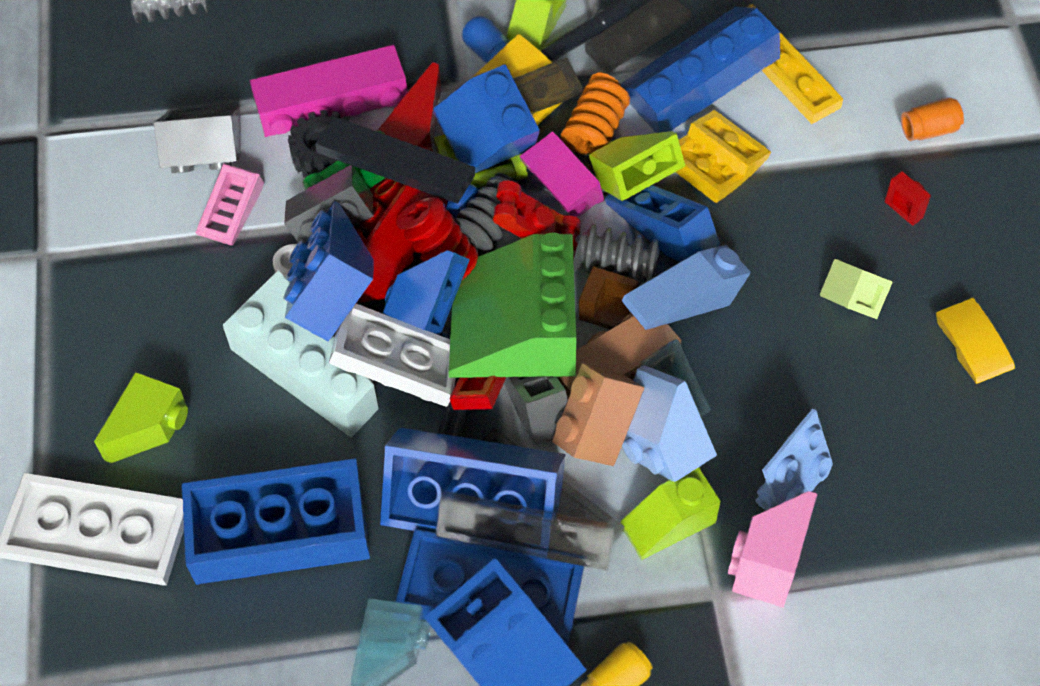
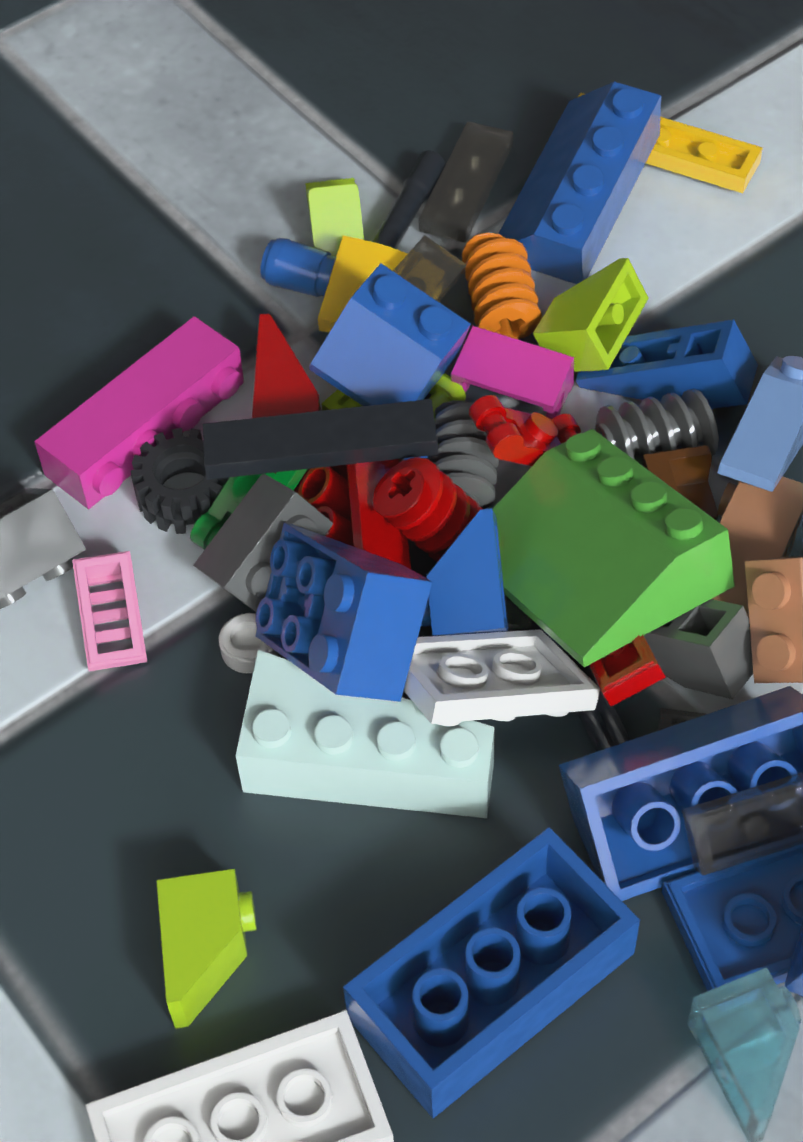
camera: 30 degrees left, 5 degrees down
(719, 156) = (675, 271): yellow slope -> none

